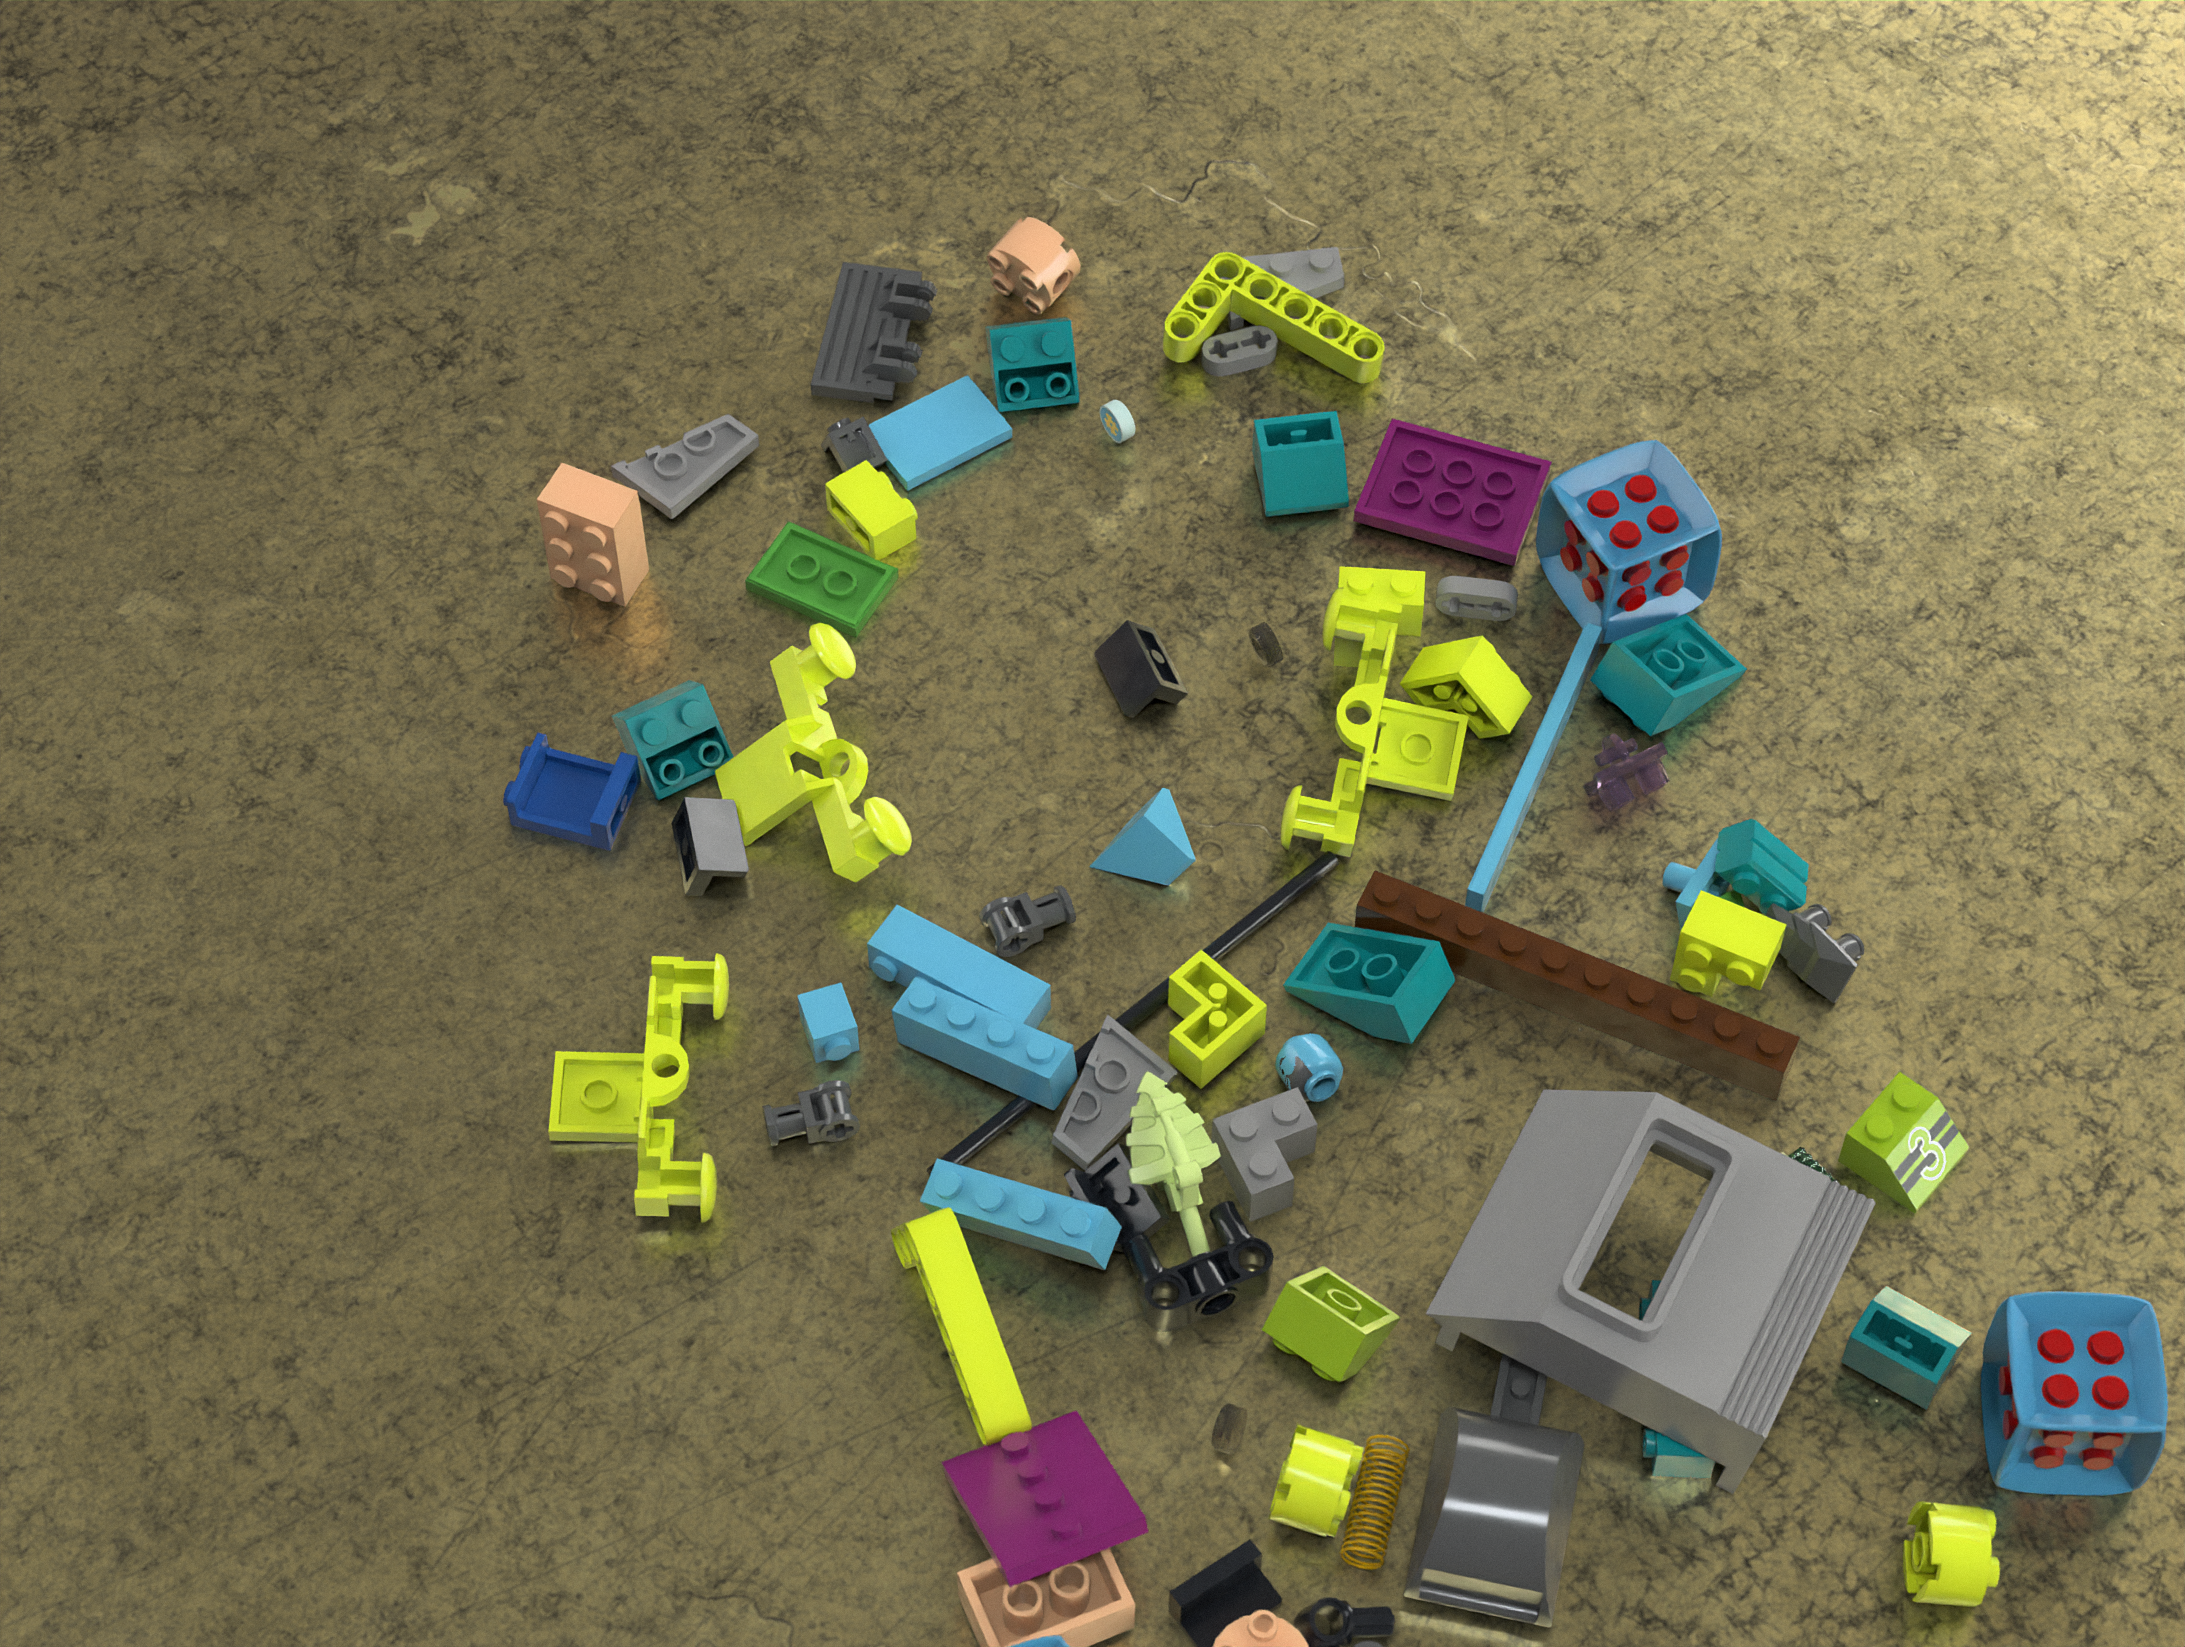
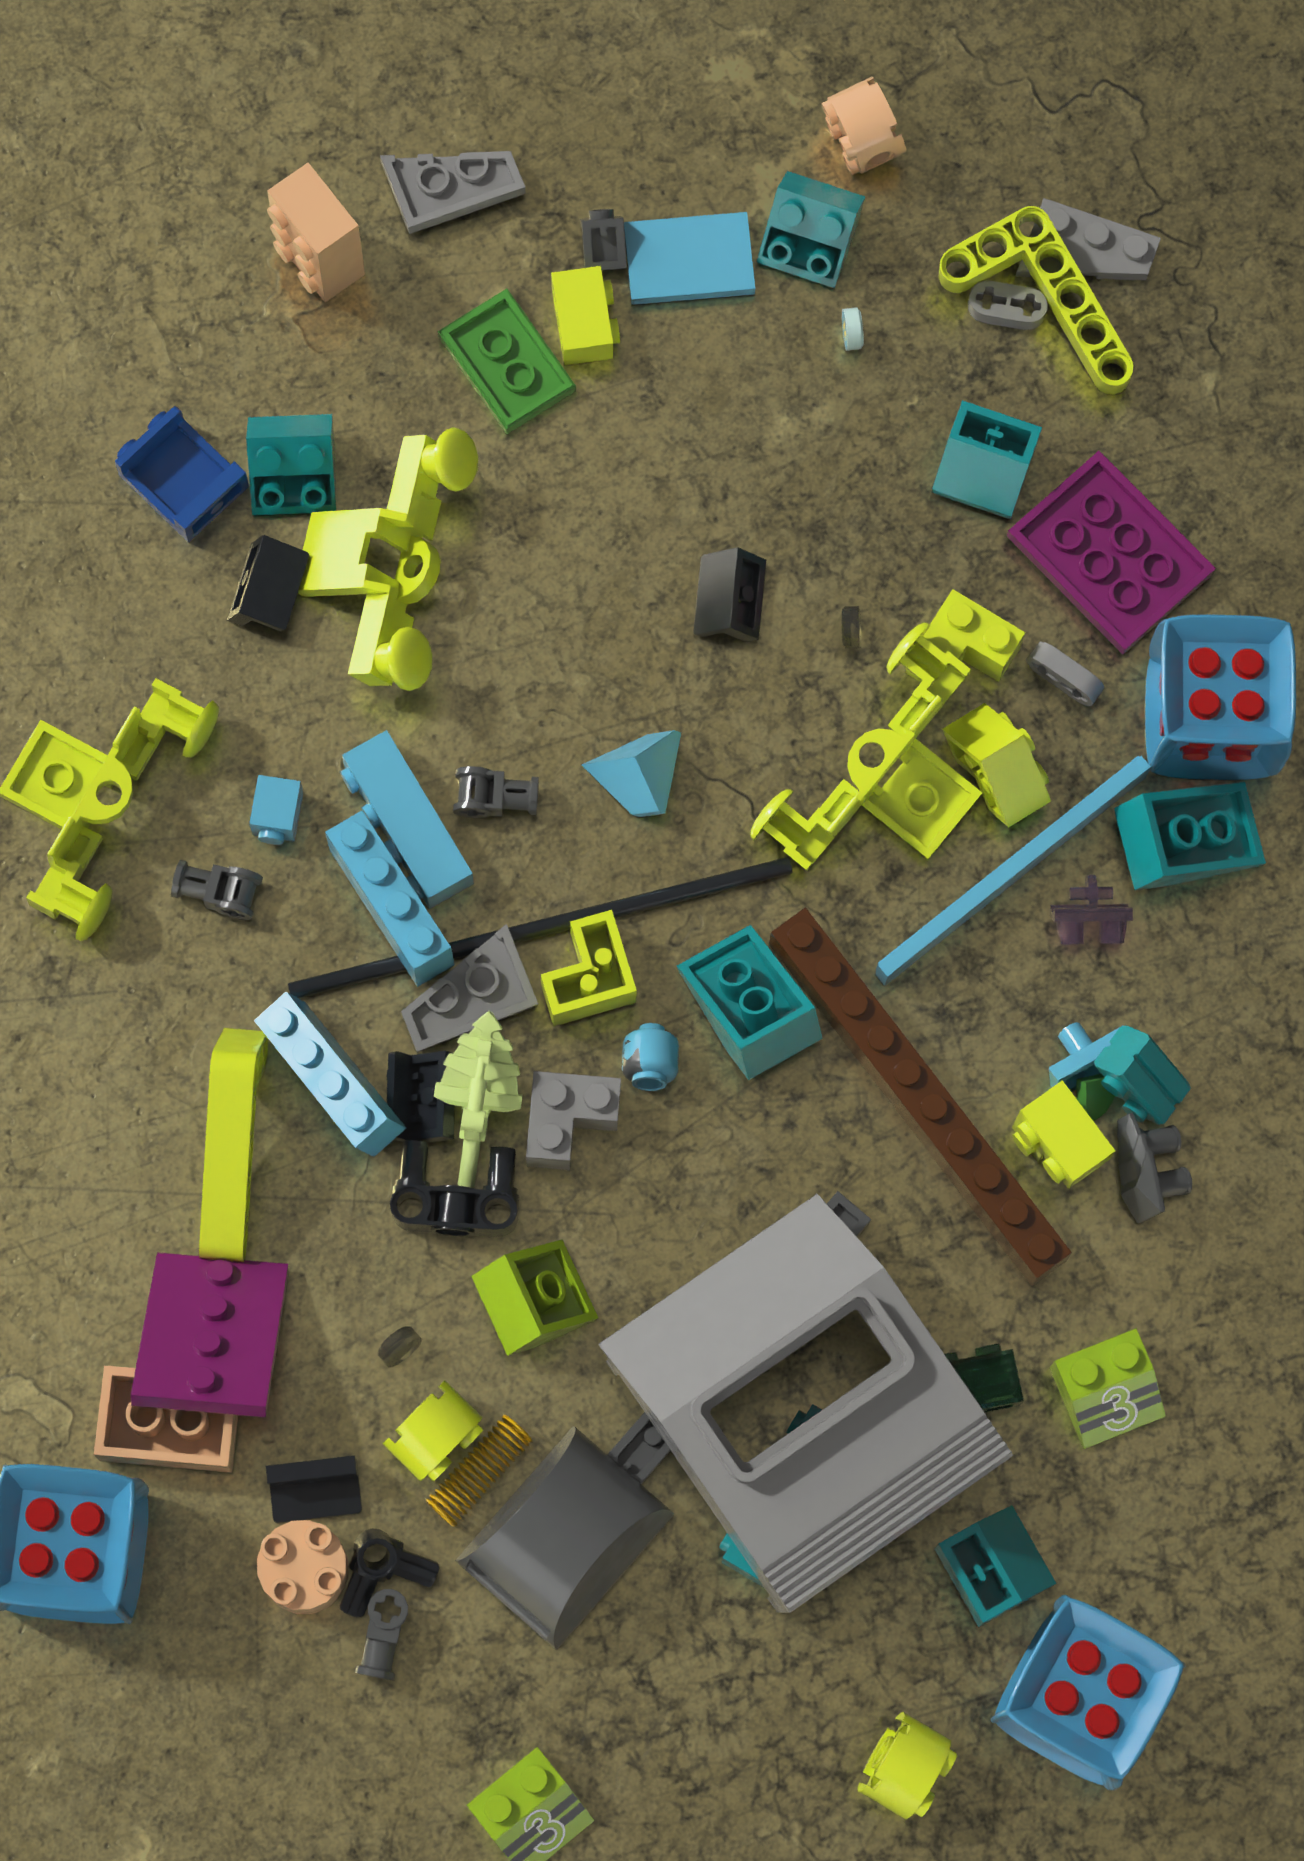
camera: 25 degrees right, 20 degrees up
(868, 333) = (683, 120): dark grey hinge -> none

